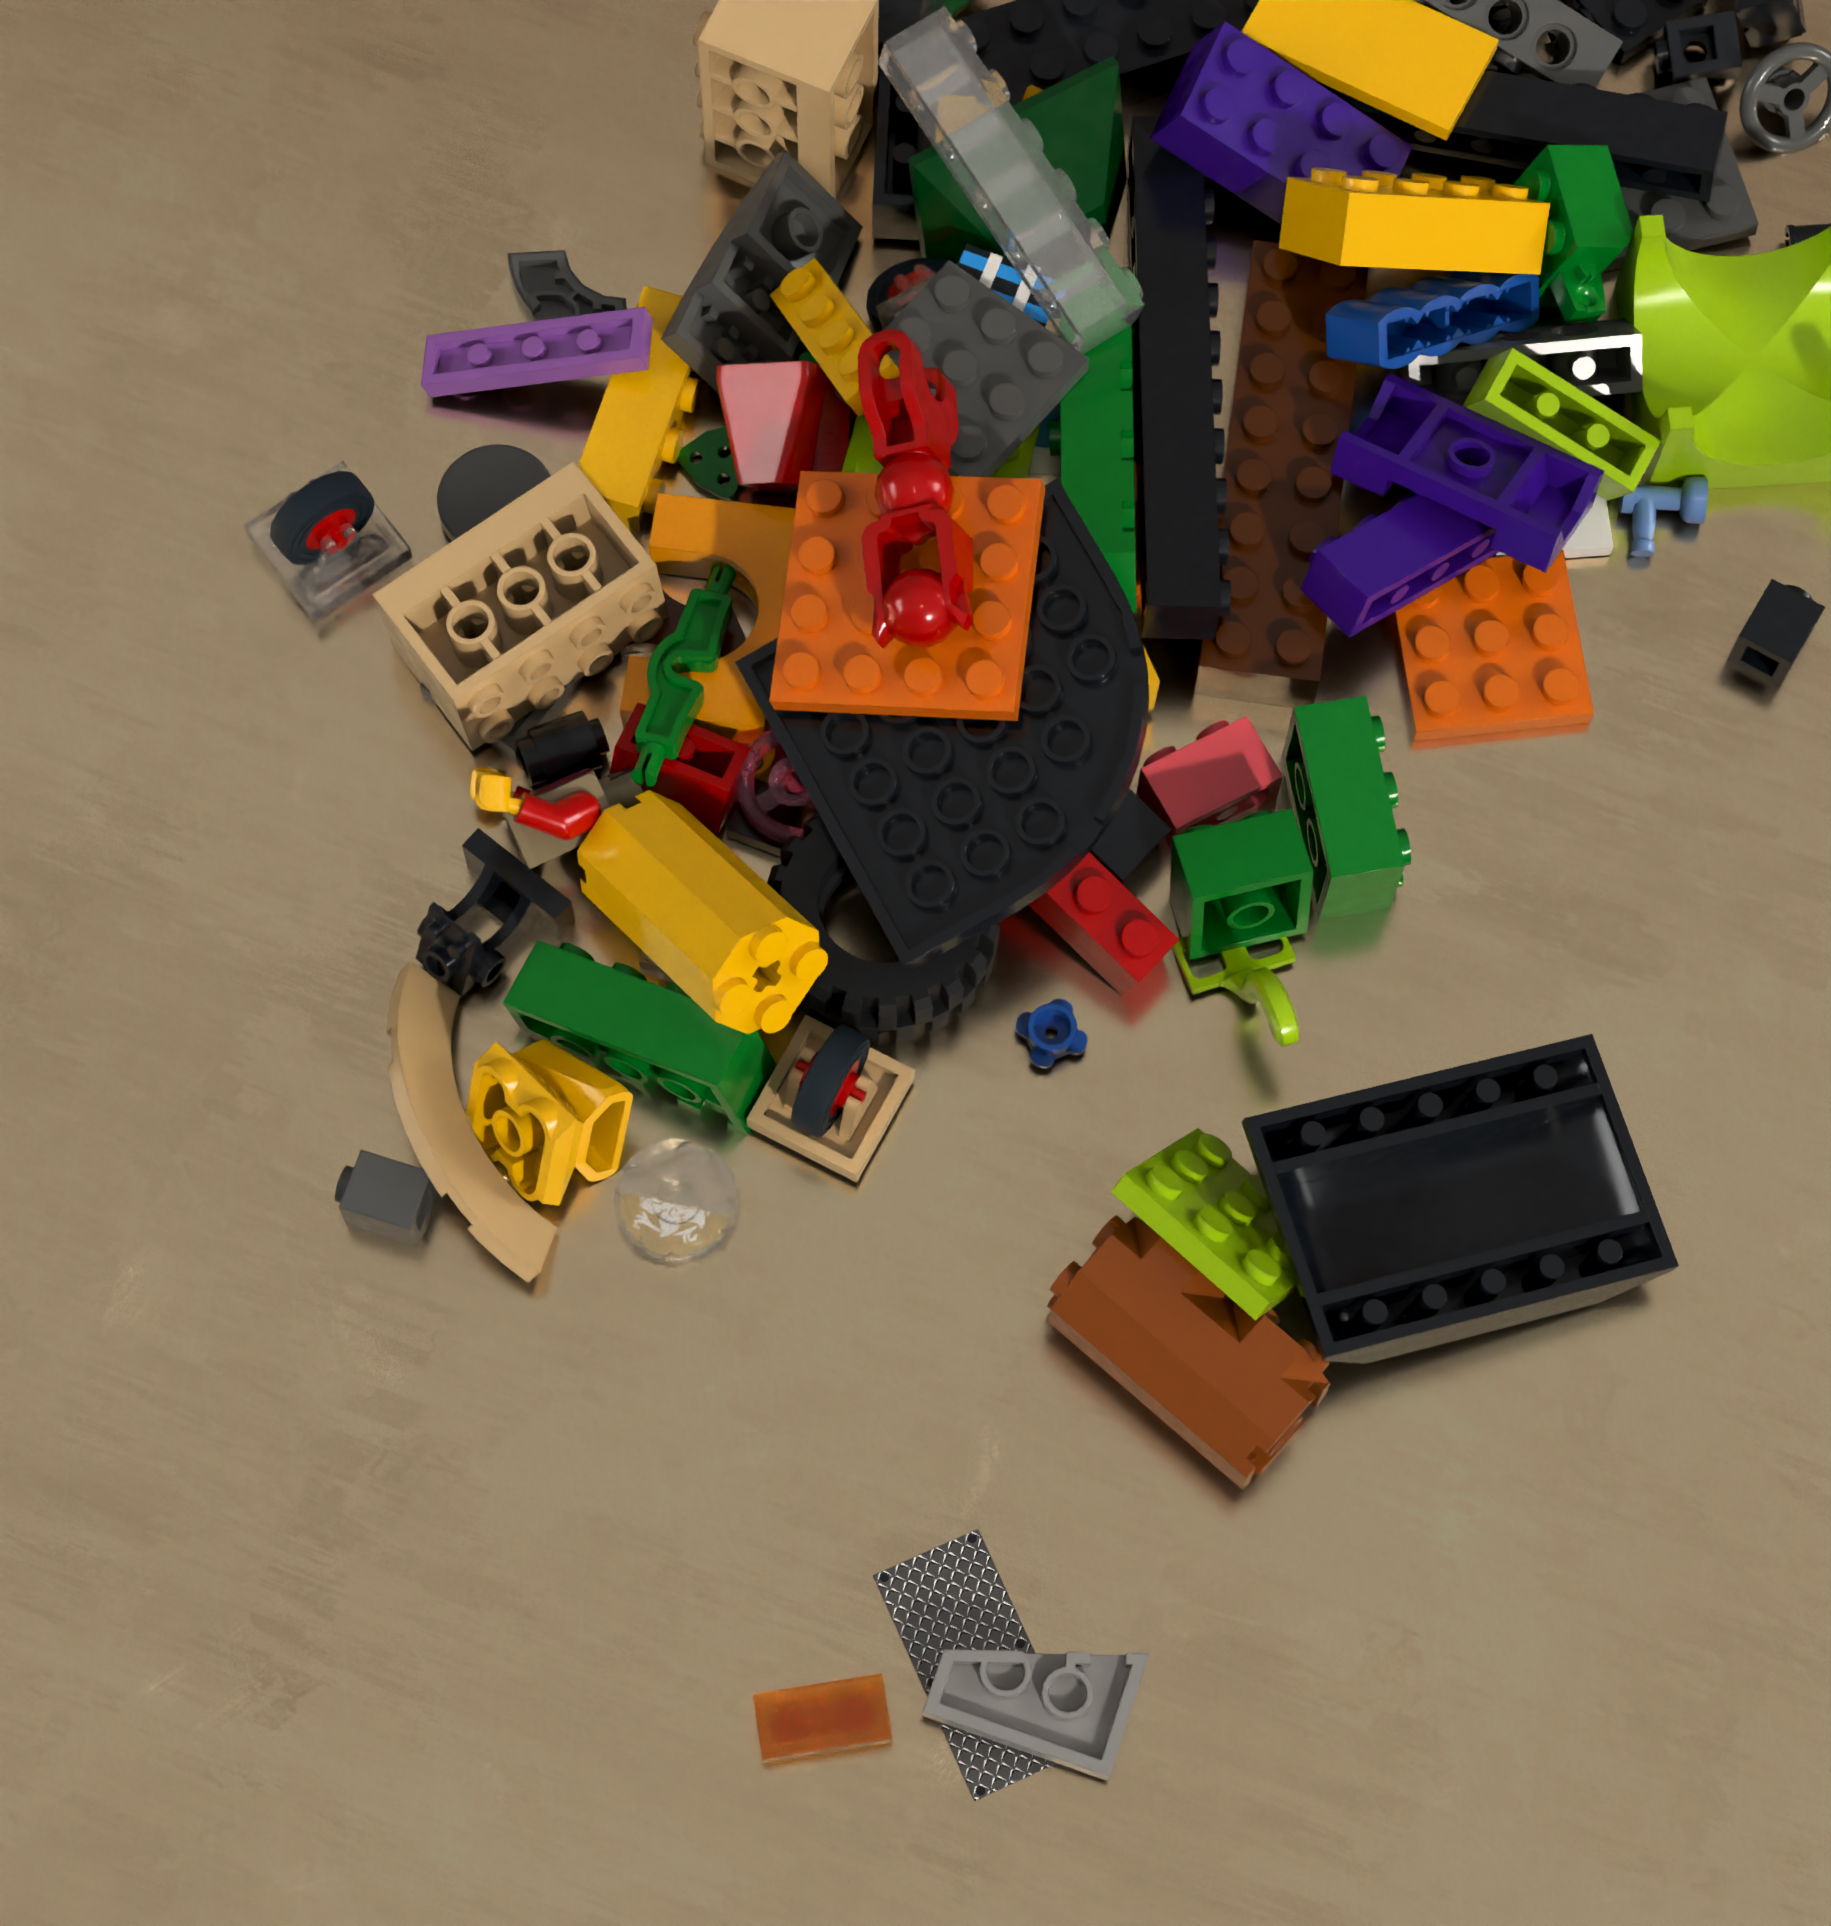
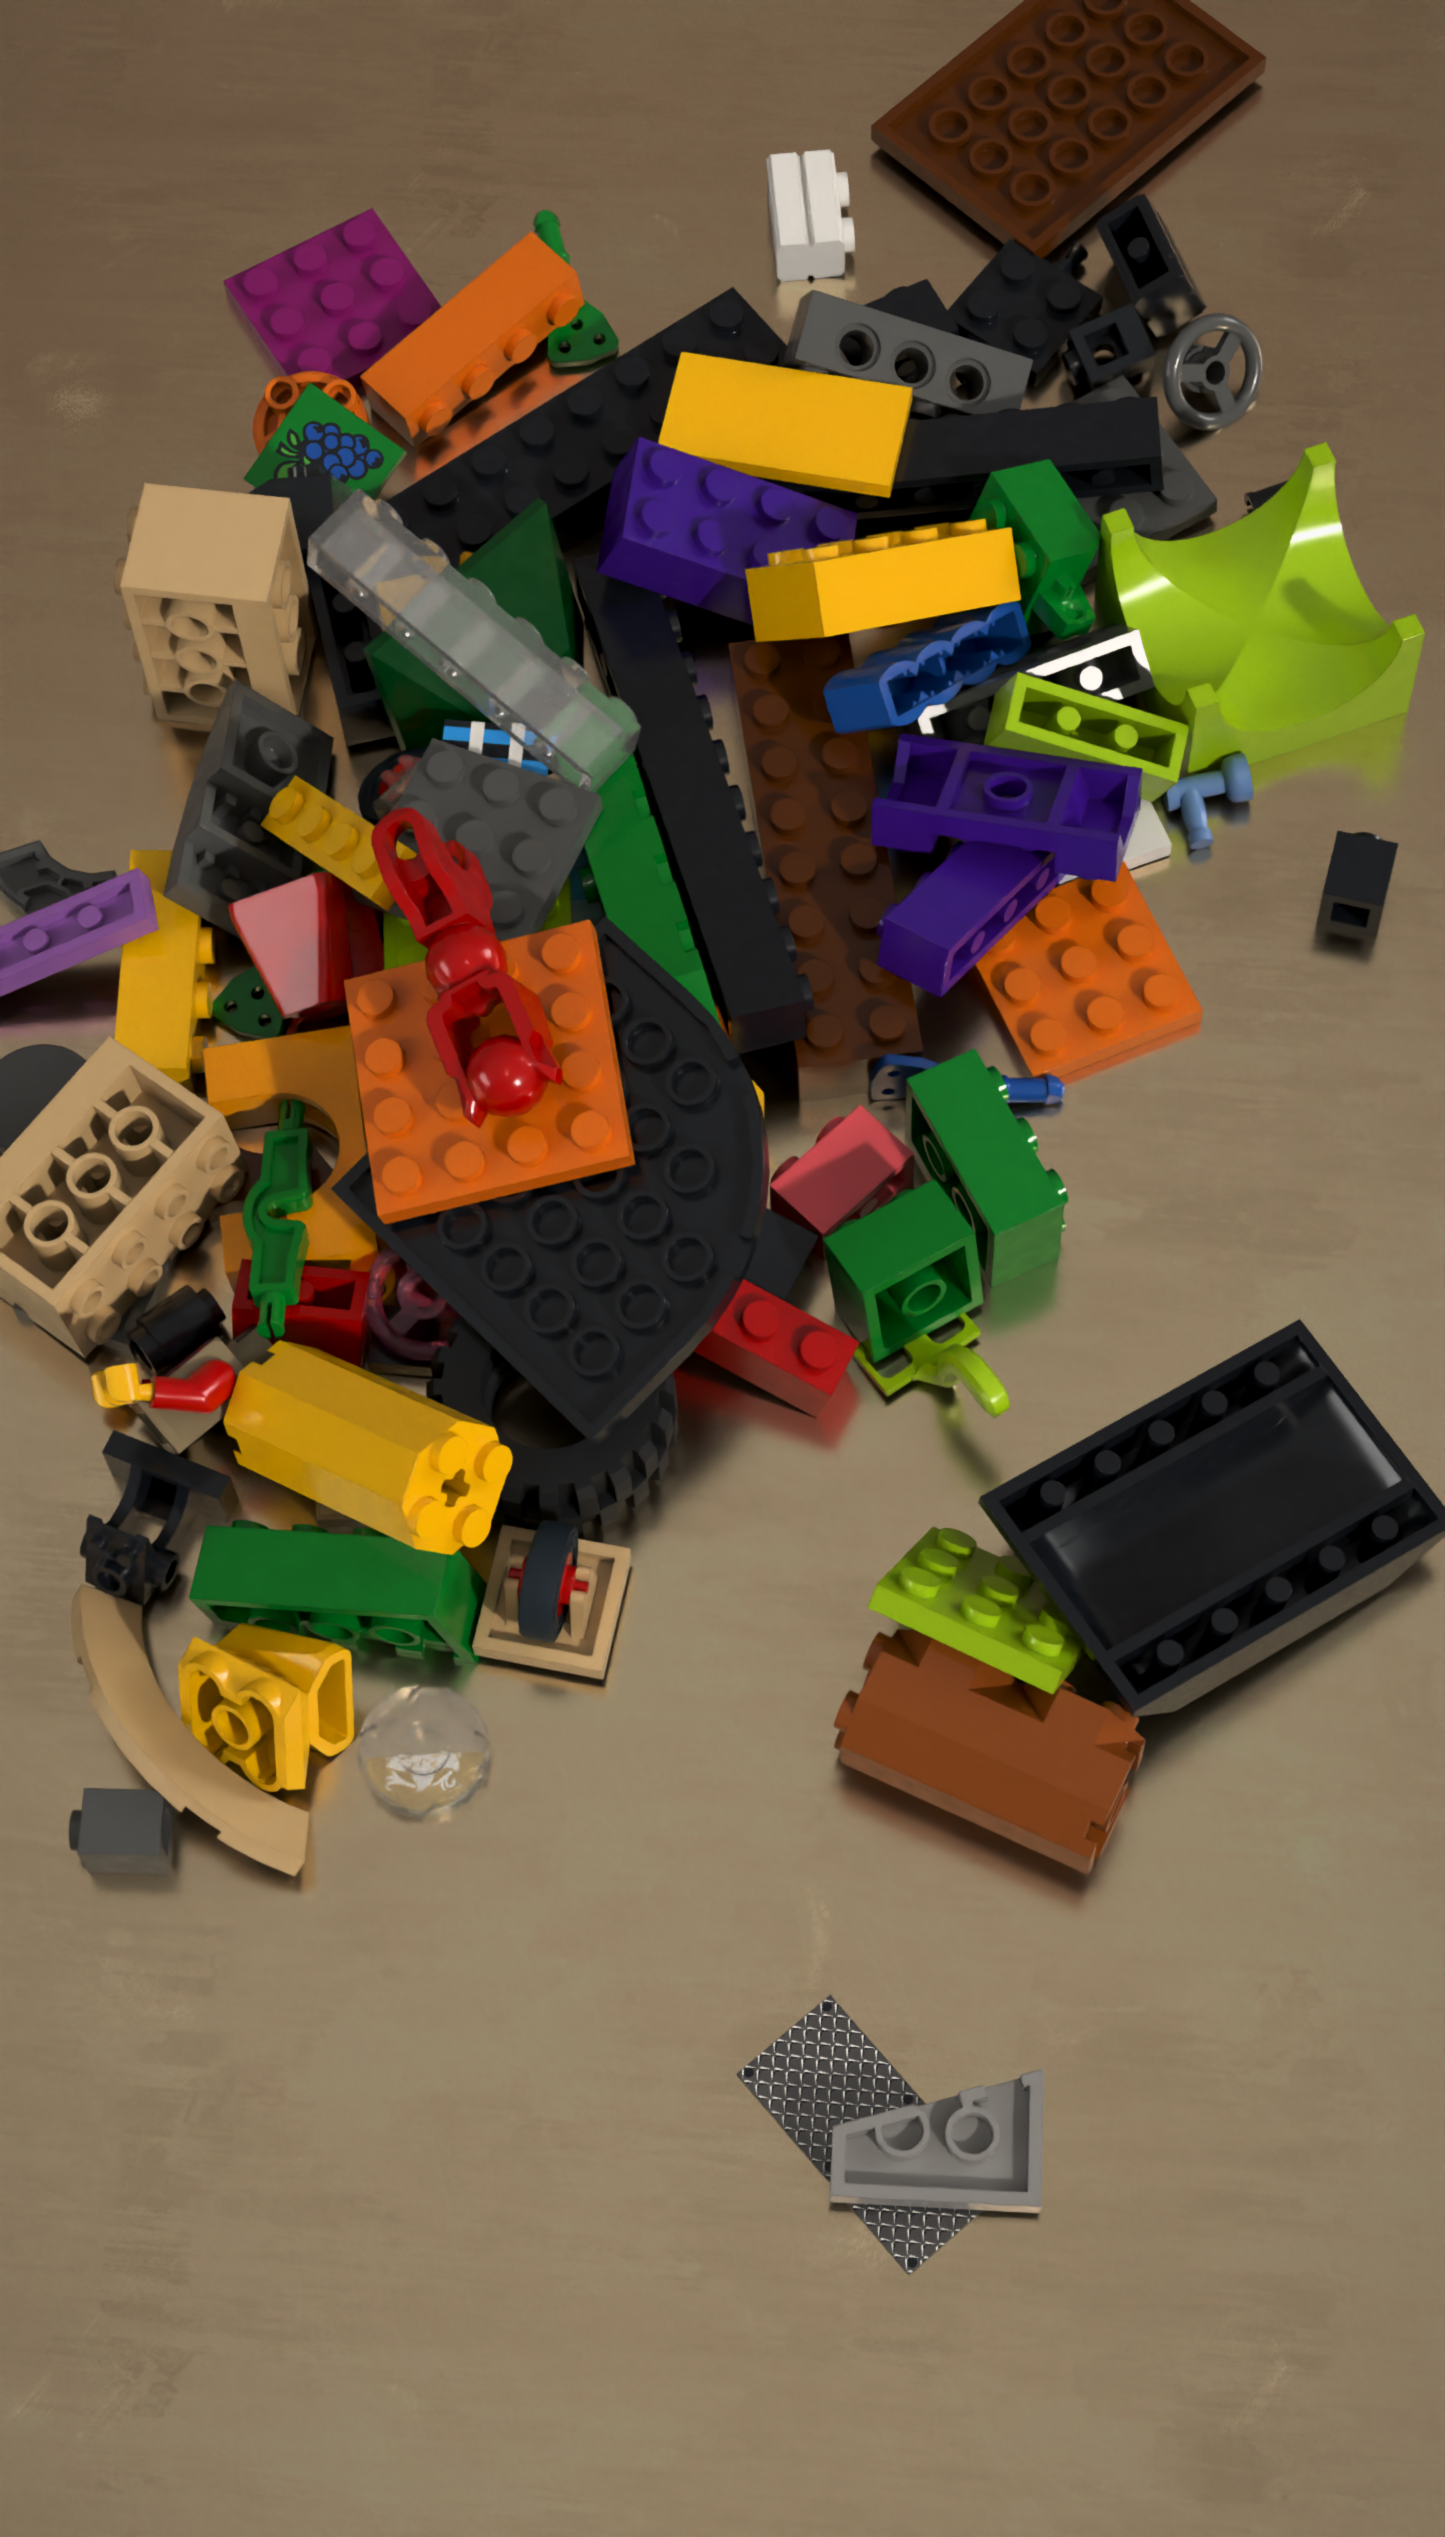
camera: 10 degrees left, 5 degrees down
(822, 1718) = (728, 2234): clear orange plate -> none
(1056, 1016) = (761, 1456): blue plate -> none
(1287, 693) = (892, 1070): none -> blue piece

